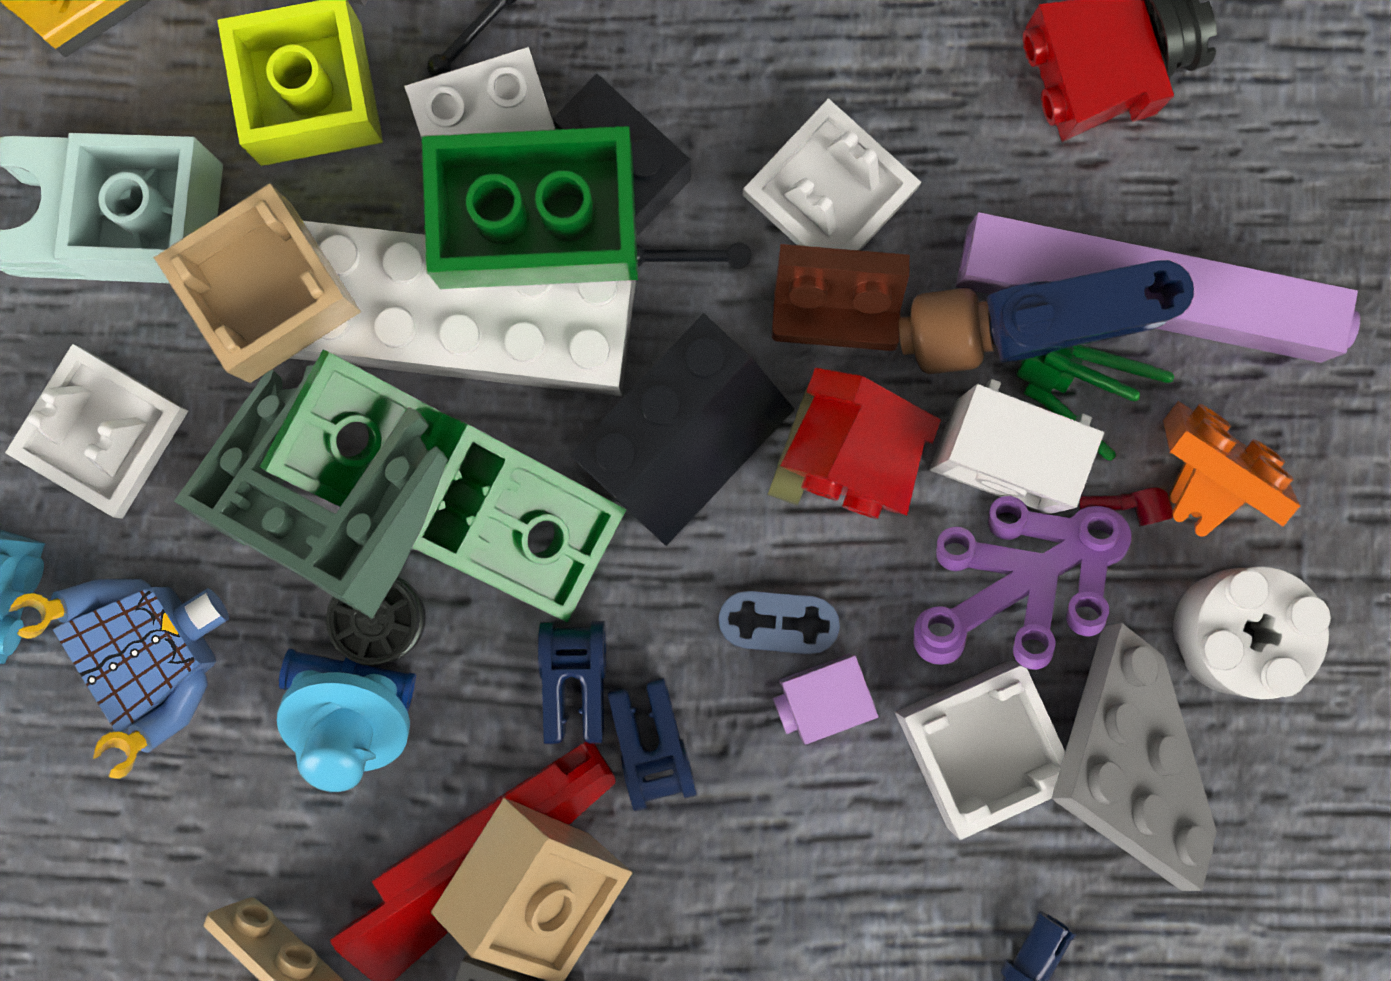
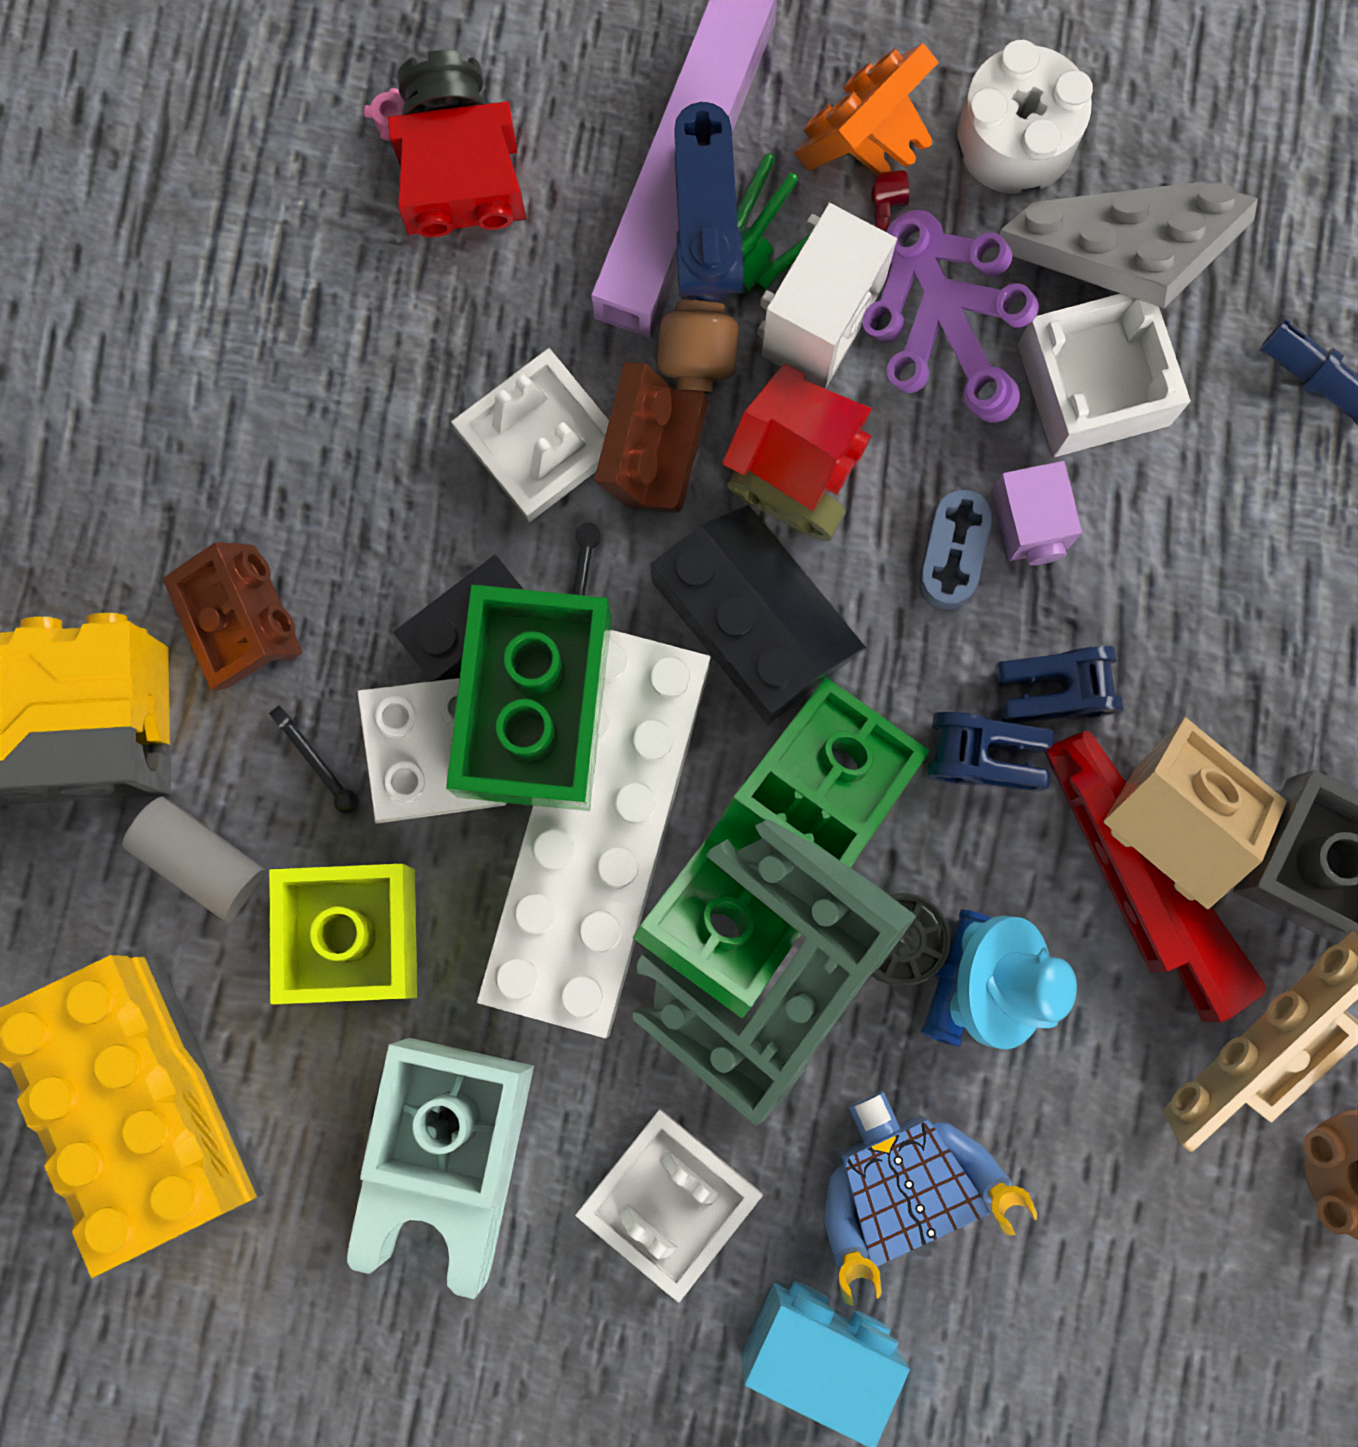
camera: 80 degrees left, 5 degrees down
(257, 284) = (559, 986): tan container -> none

